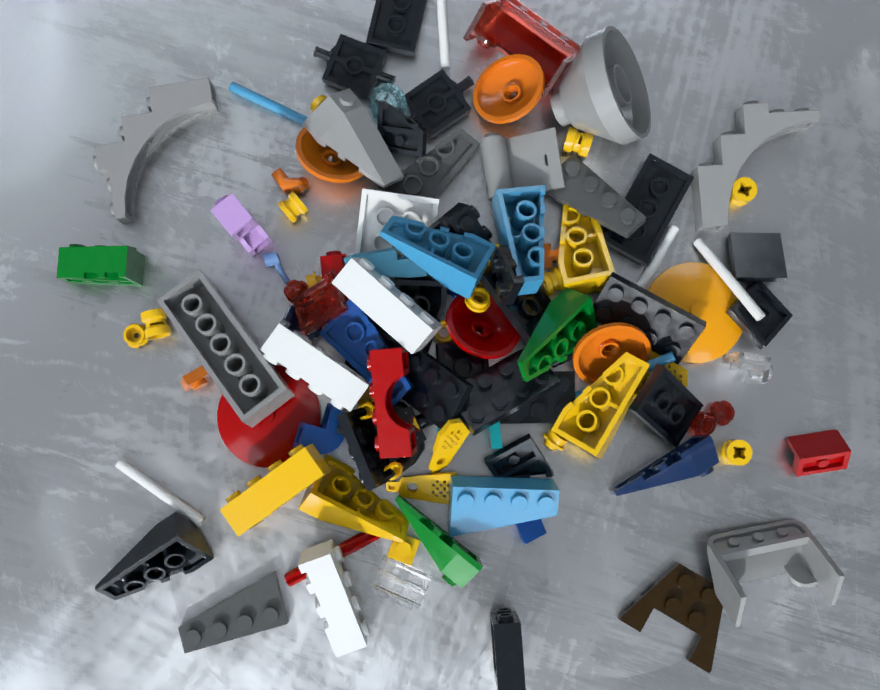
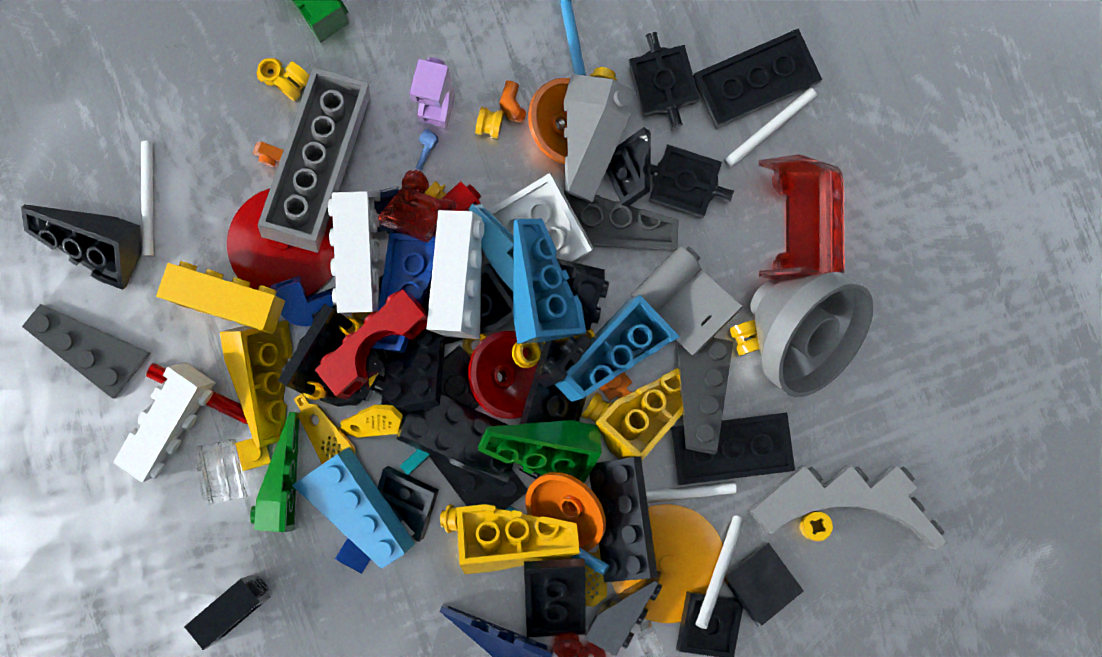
camera: 55 degrees right, 0 degrees up
(390, 91) = (662, 139): clear light blue gear -> none
(508, 88) = (747, 226): orange dish -> none
(709, 369) = (618, 615): none -> black slope

